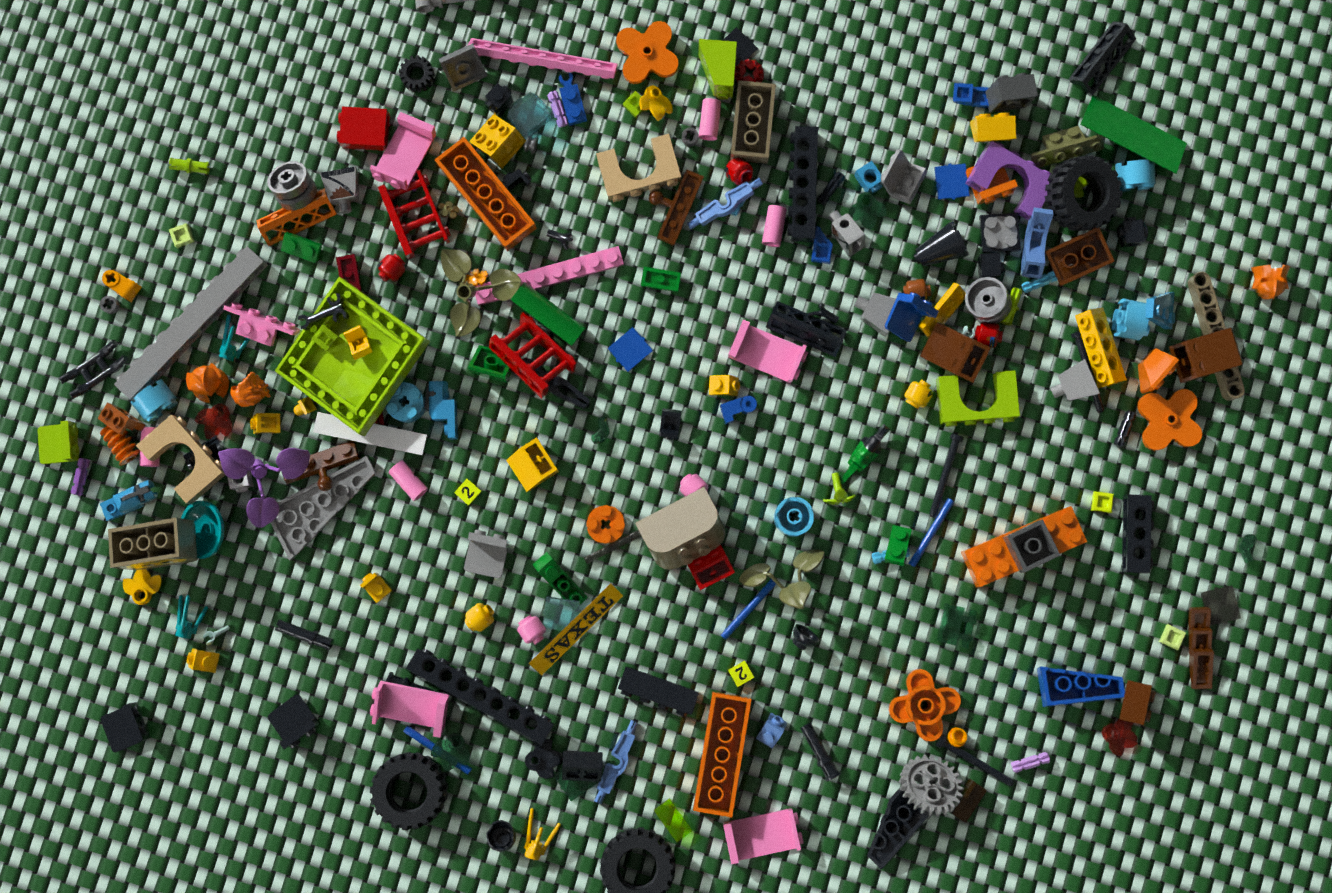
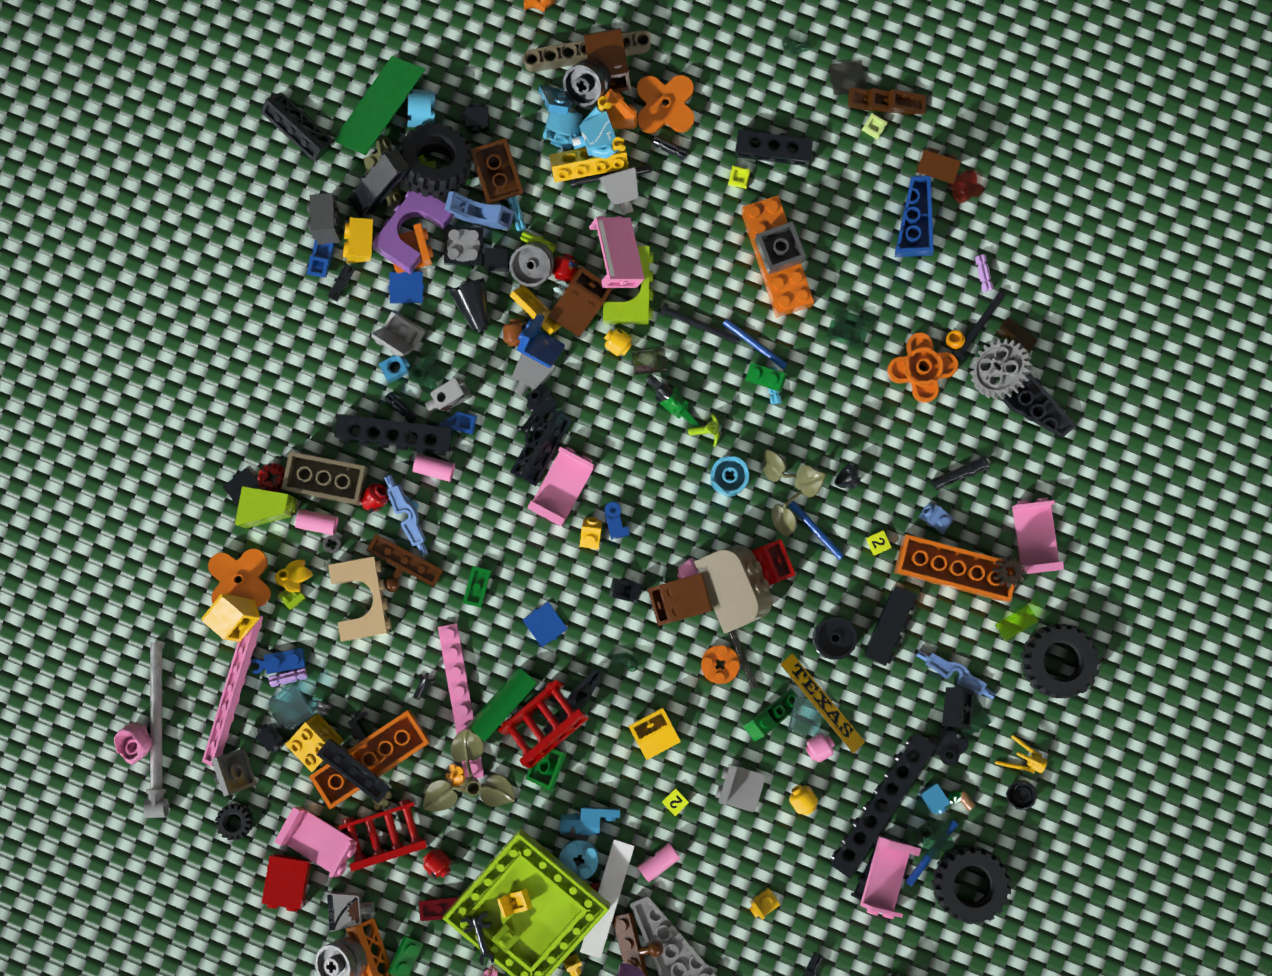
camera: 90 degrees left, 0 degrees up
(472, 177) = (354, 770): none -> black gear
(490, 748) = (934, 798): none -> dark azure brick
(494, 775) = (958, 796): none -> arm
(610, 47) = (232, 617): none -> yellow slope
(635, 645) = (823, 635): none -> black wheel
(665, 477) = (680, 599): none -> reddish brown slope
(724, 813) = (1016, 570): none -> clear smoke gear
(850, 323) = (541, 401): none -> black brick
(902, 427) = (649, 361): none -> clear smoke piece
(949, 117) = (341, 282): none -> black pin
(1010, 385) = (619, 252): none -> bright pink panel
(1053, 140) = (378, 183): none -> black brick
(1130, 352) = (598, 133): none -> medium azure torso
(1182, 335) = (586, 82): none -> black wheel

